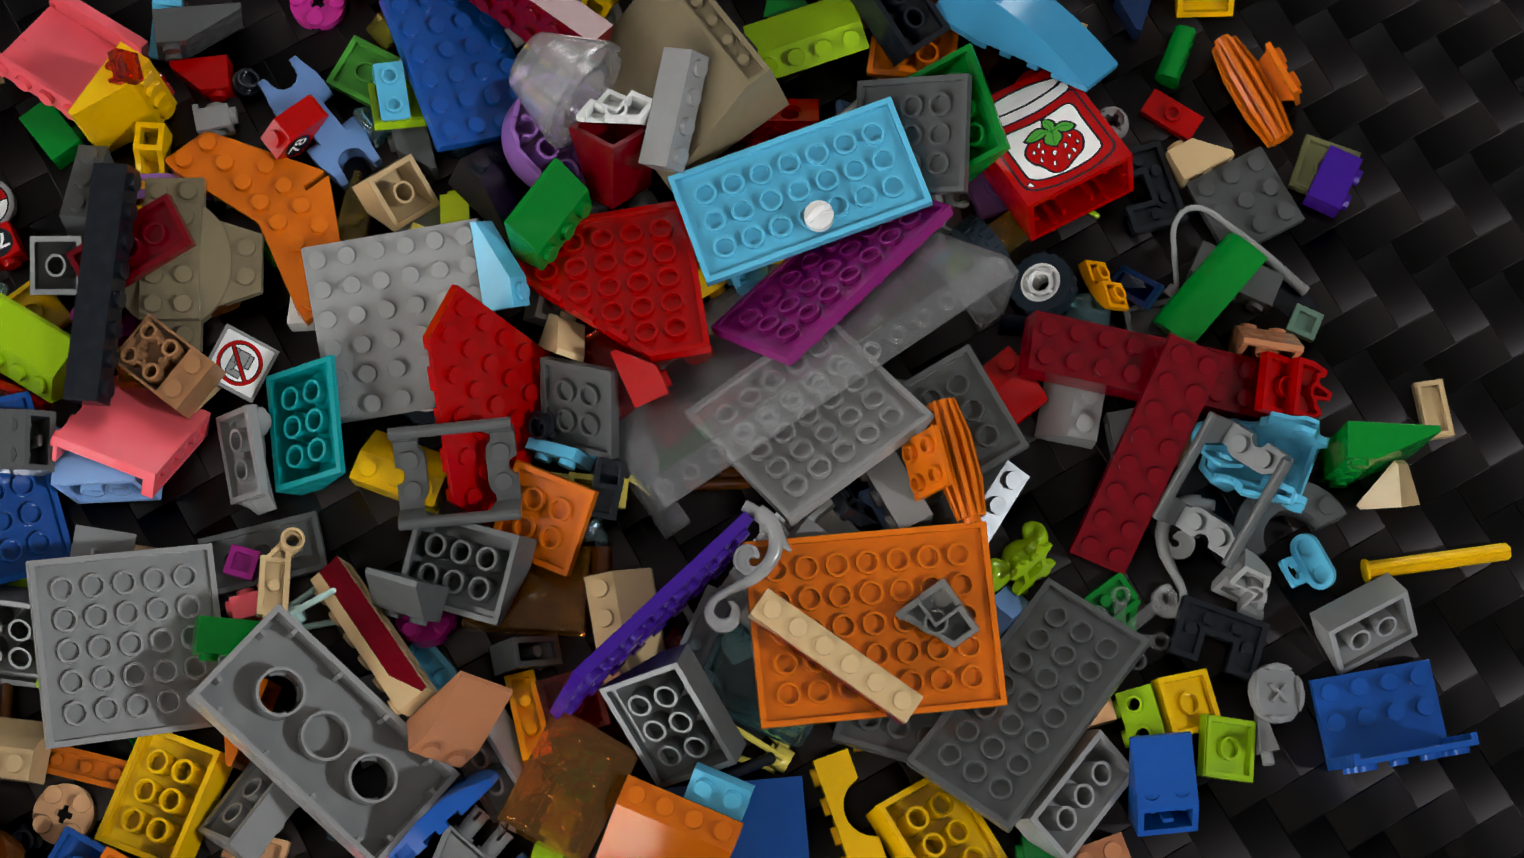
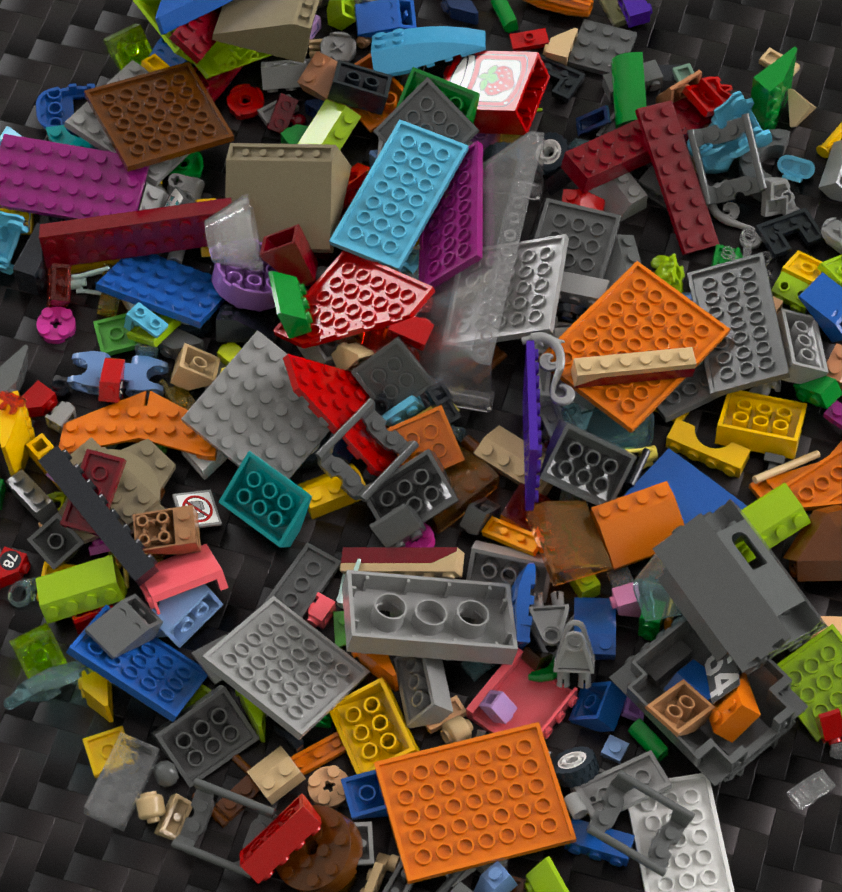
camera: 40 degrees left, 15 degrees down
(218, 636) = (326, 629): green brick -> none
(242, 563) = (298, 592): magenta plate -> none
(244, 457) = (248, 547): light grey slope -> none
(275, 572) = (321, 580): tan plate -> none
(457, 719) = (485, 552): nougat slope -> none
(499, 274) = (291, 345): medium azure slope -> none
(616, 108) = (281, 223): white slope -> none
(674, 109) = (303, 205): light grey brick -> none
(719, 791) = (640, 478): medium azure bracket -> none
(819, 216) = (422, 194): white tile -> none
(941, 614) = (660, 312): dark grey slope -> none
(947, 461) = (591, 251): orange plate -> none
(1107, 293) = (579, 132): light orange slope -> none
(1272, 262) = (661, 62): light grey piece -> none

